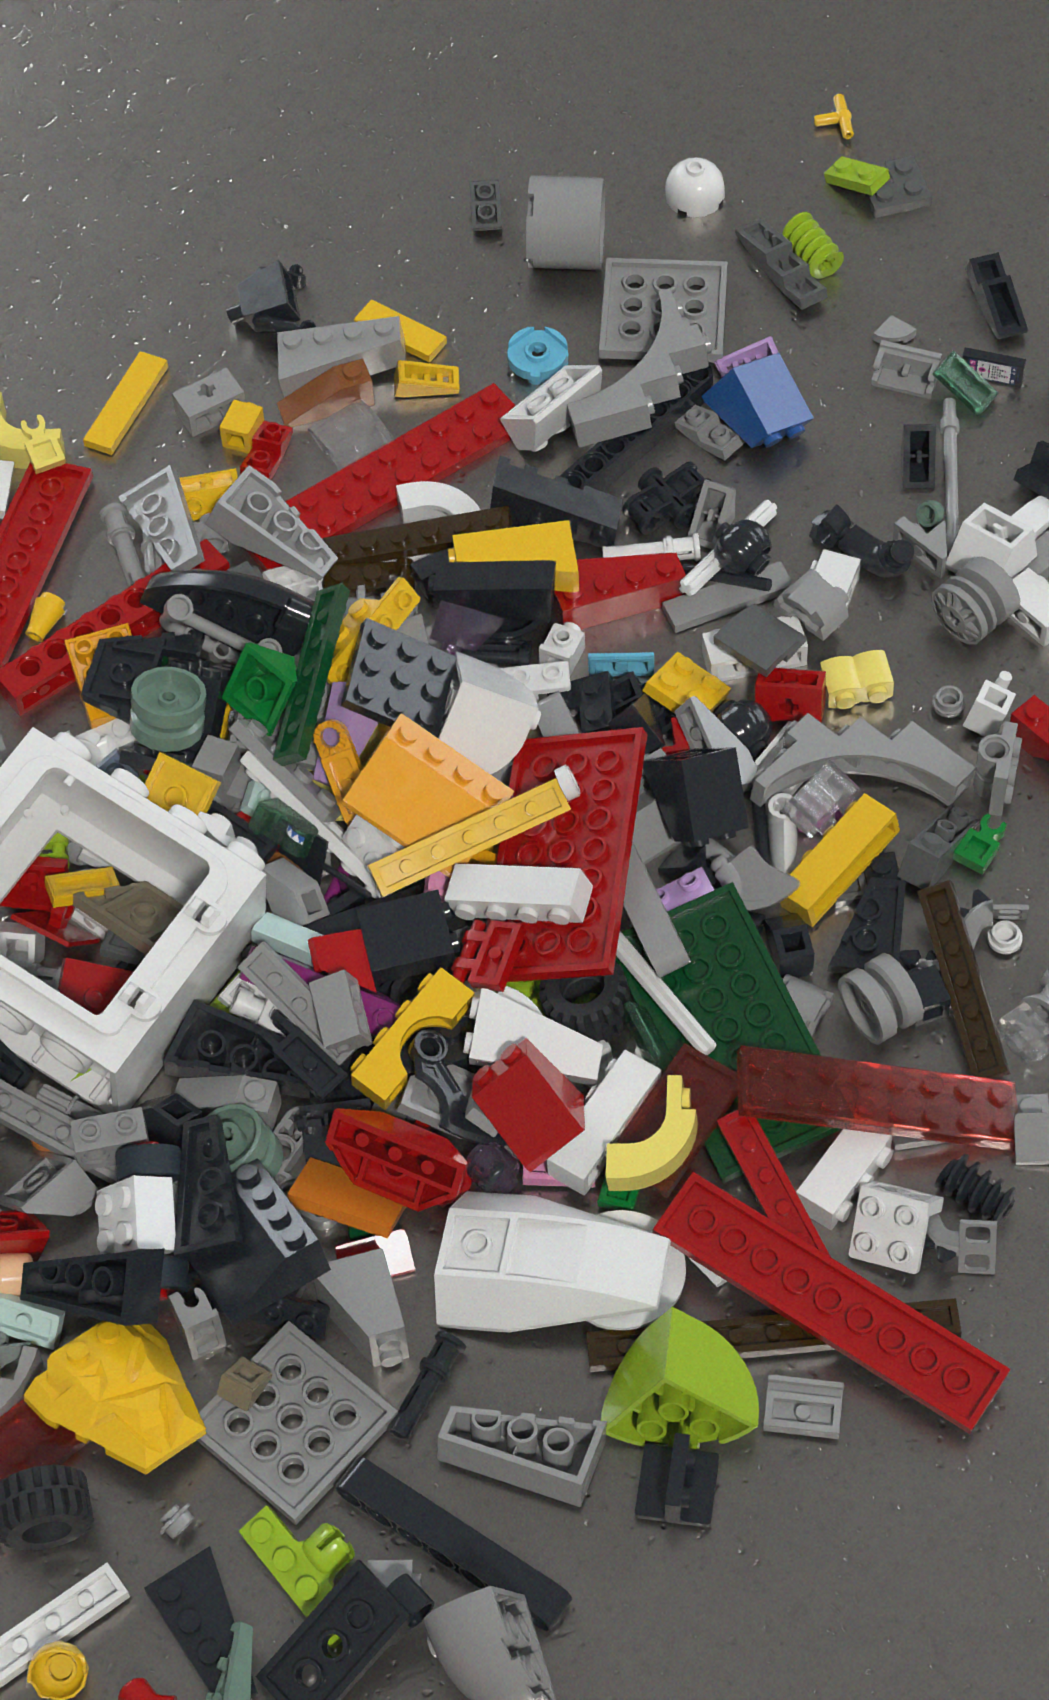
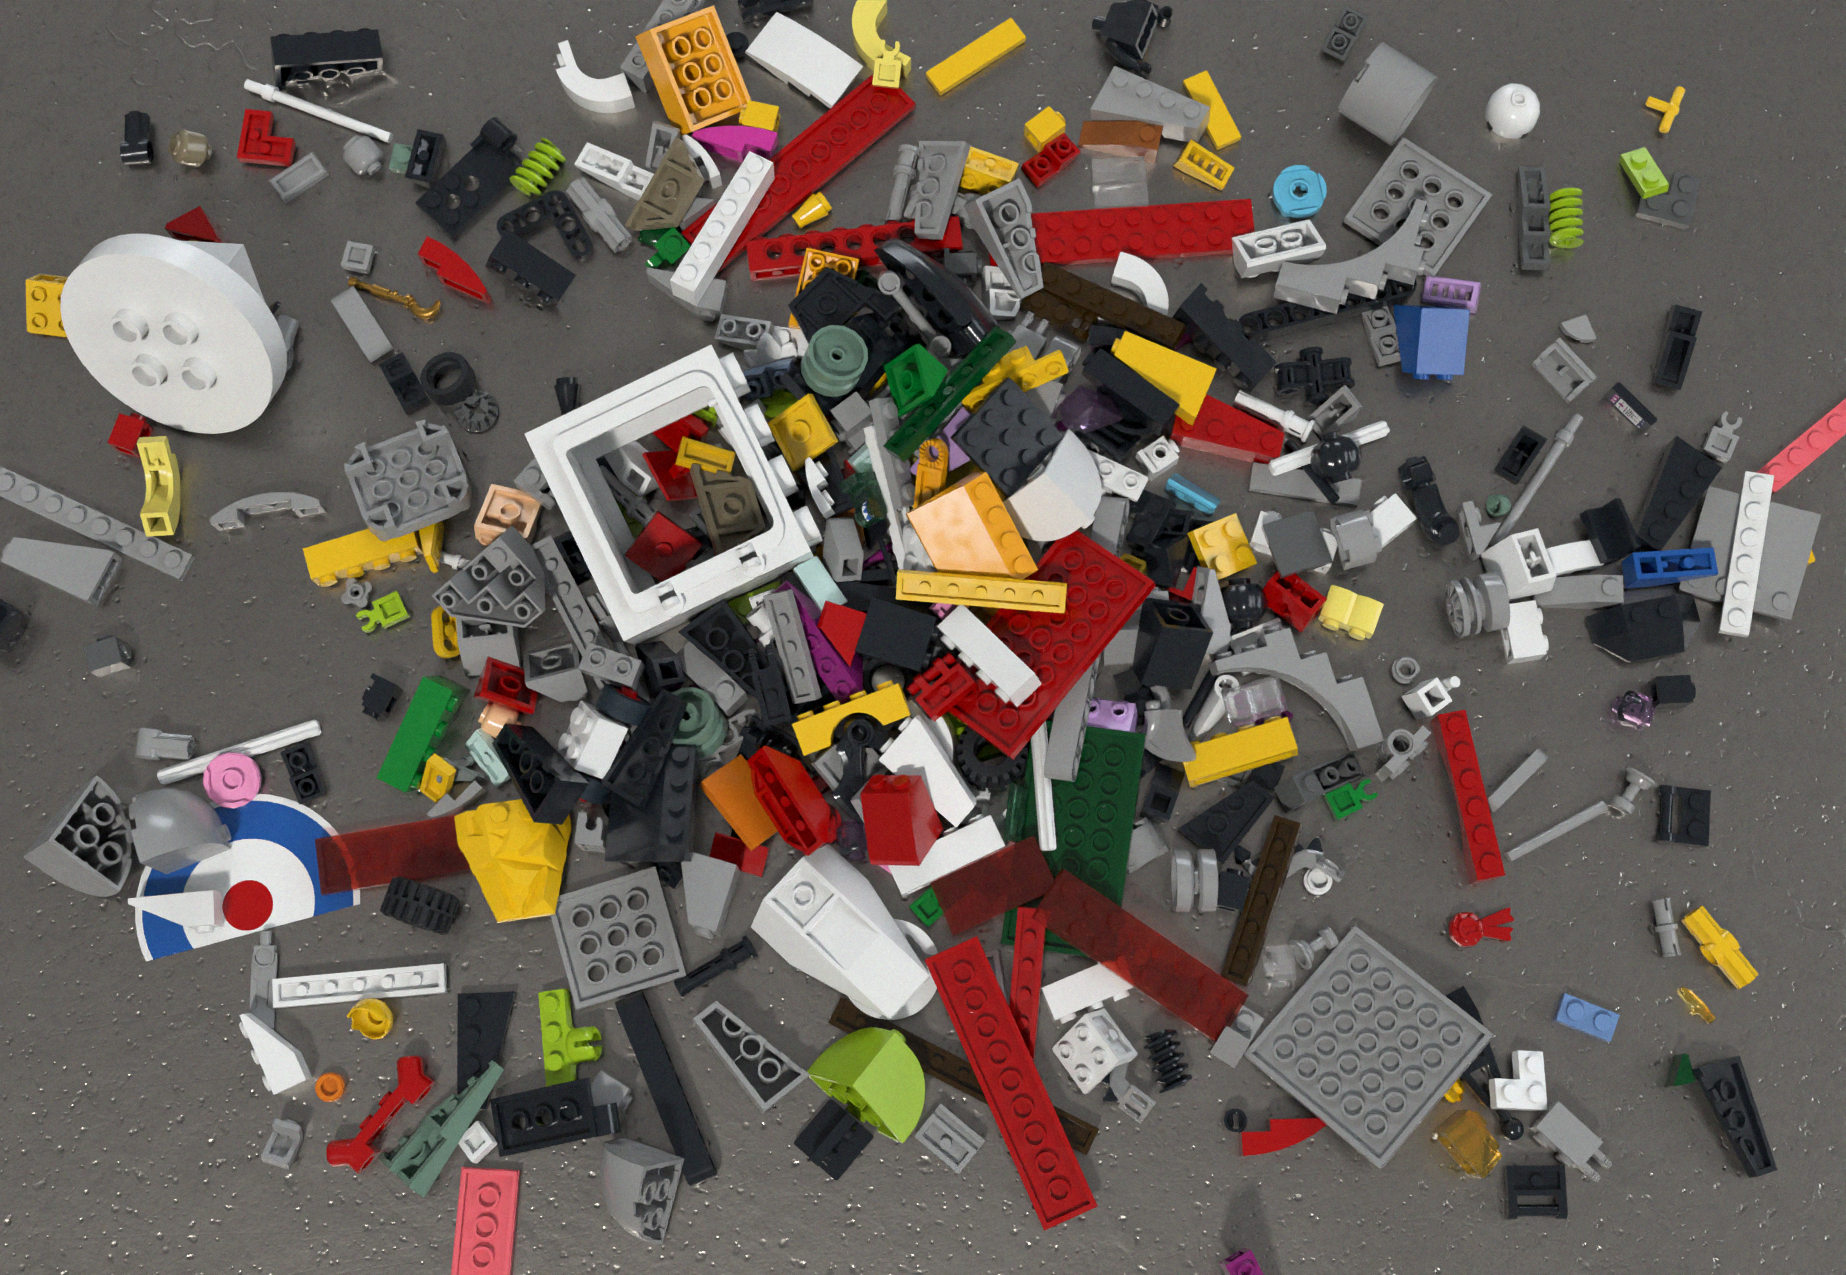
camera: 30 degrees right, 20 degrees up
(176, 1520) = (503, 961): light grey plate -> none
(206, 401) = (1022, 100): light grey brick -> none
(243, 1383) = (599, 893): dark tan slope -> none
(340, 1012) = (813, 672): light grey hinge -> none
(567, 782) = (1074, 591): white tile -> none
(656, 1158) = (968, 909): light yellow arch -> none
(965, 383) = (1599, 410): clear green plate -> none

